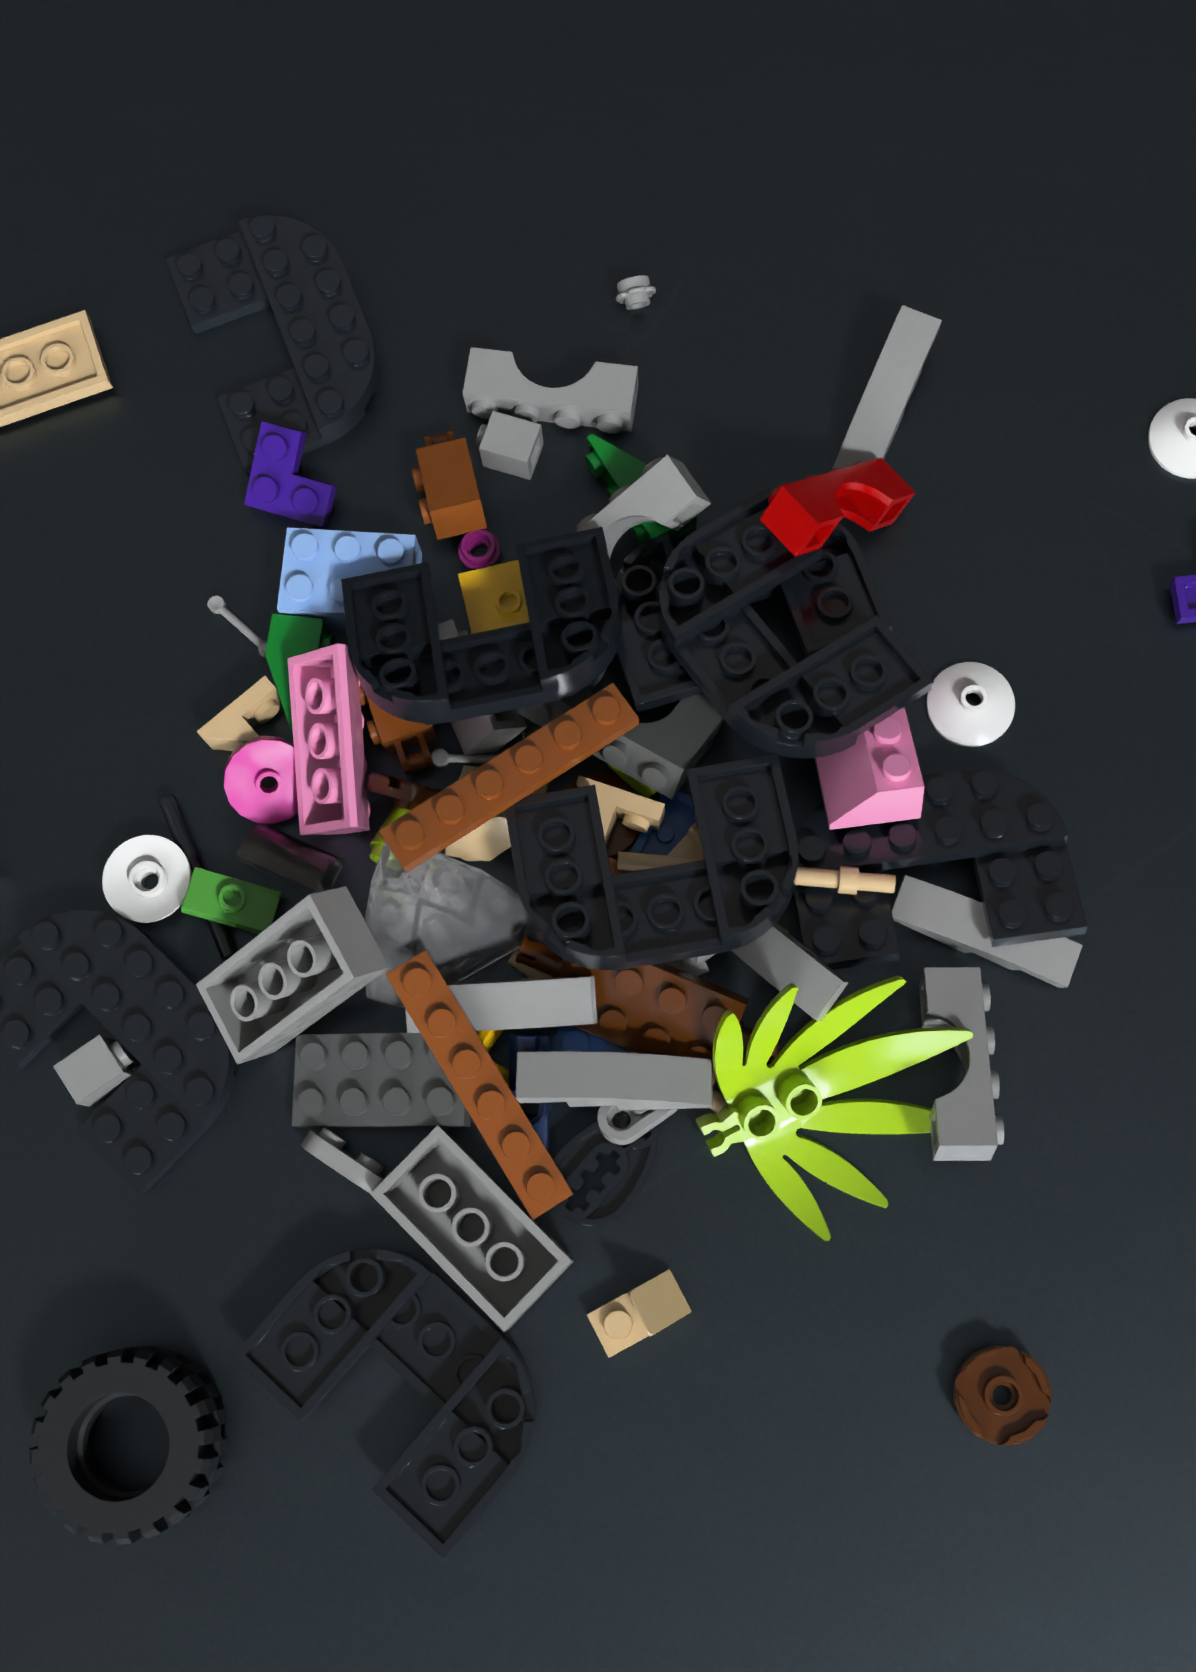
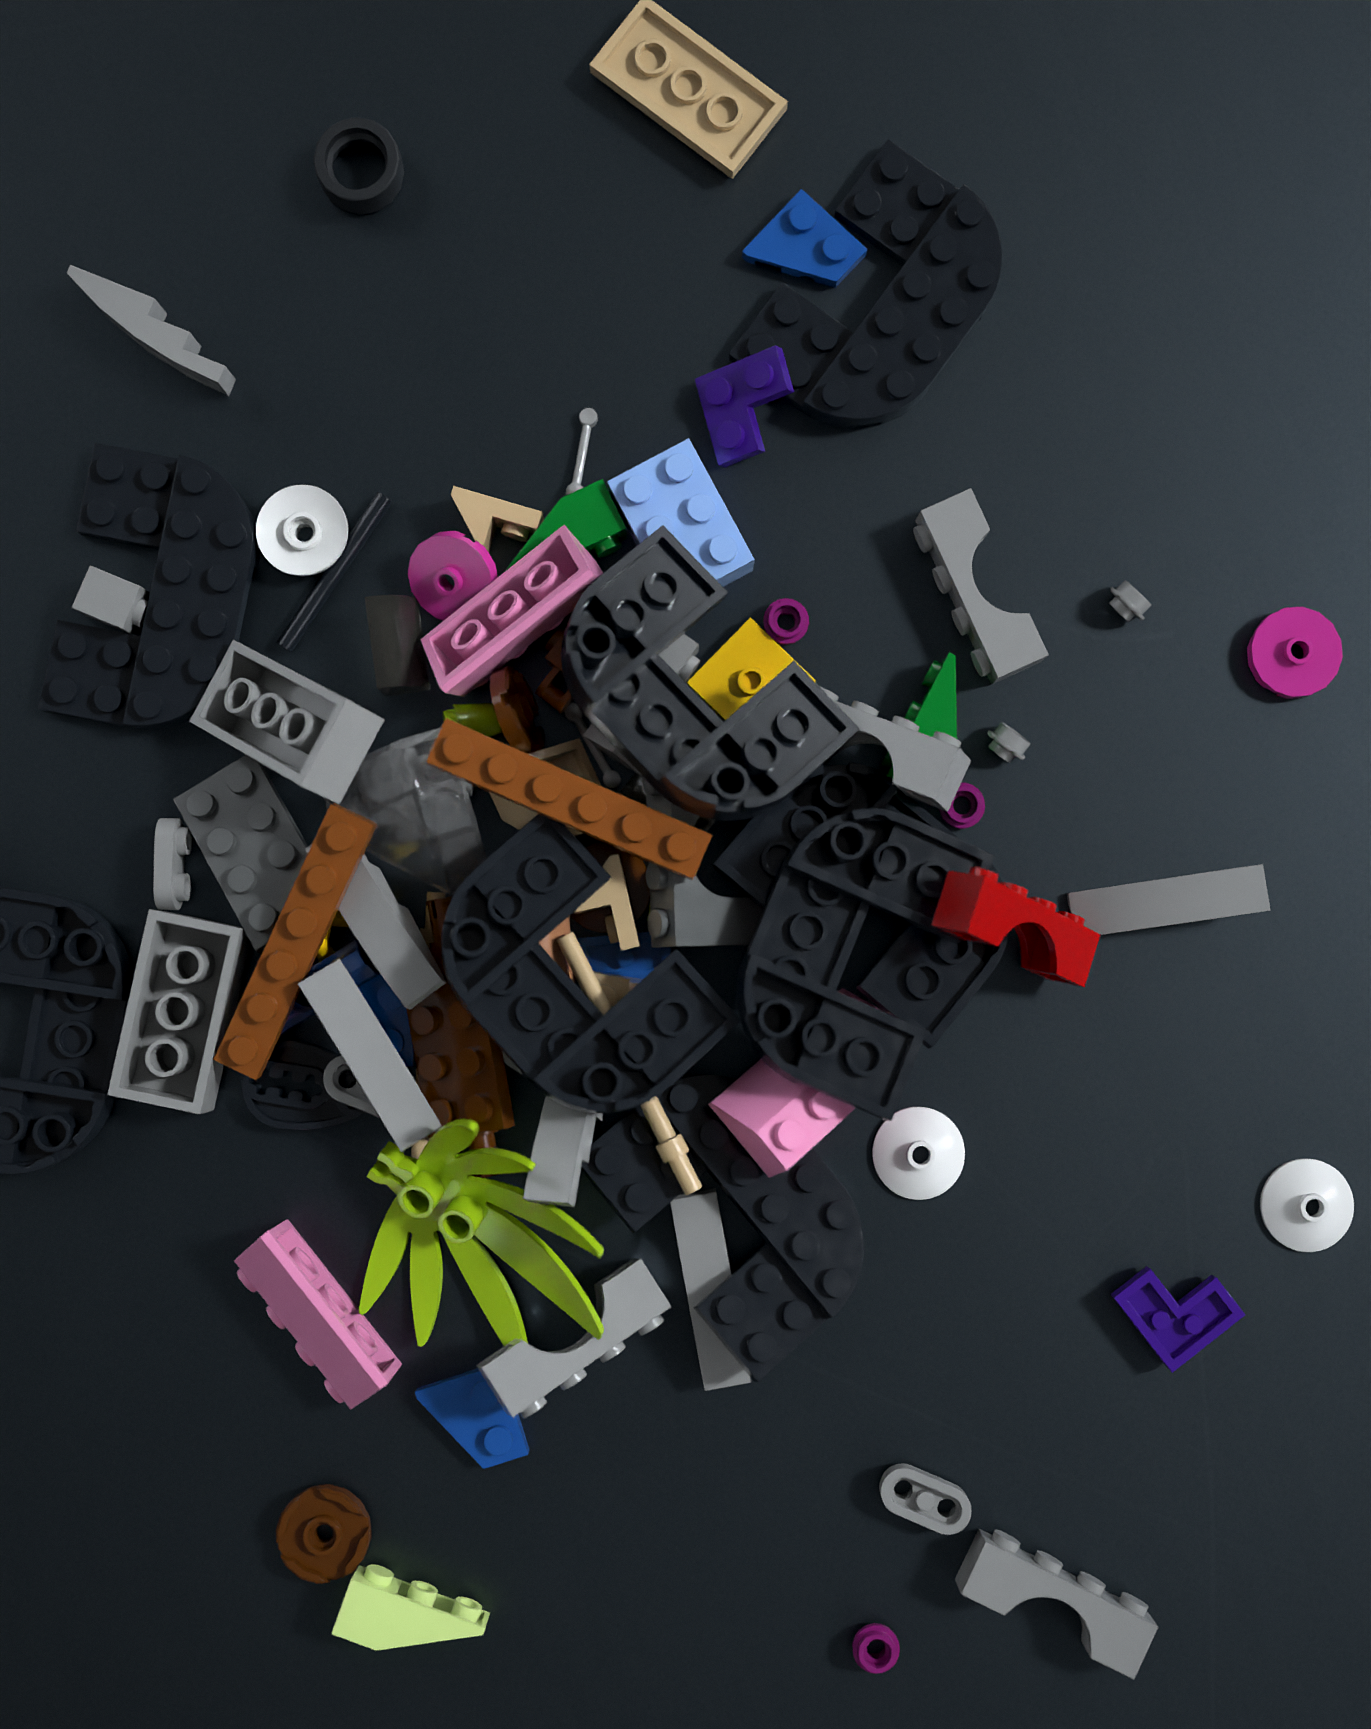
camera: 50 degrees right, 10 degrees up
(200, 363) = (806, 243): none -> blue wing
(230, 901) = (328, 617): bright green plate -> none
(449, 486) = (826, 555): dark orange brick -> none
(510, 444) = (902, 584): light grey brick -> none
(639, 1313) = (204, 1192): tan slope -> none
(685, 441) = (1008, 743): none -> light grey plate
(718, 495) = (976, 808): none -> magenta plate
(749, 218) = (1272, 658): none -> dark pink plate
(807, 1277) = (317, 1314): none -> bright pink slope
(976, 1196) = (475, 1418): none -> blue wing
(1110, 1374) = (395, 1613): none -> yellowish green slope

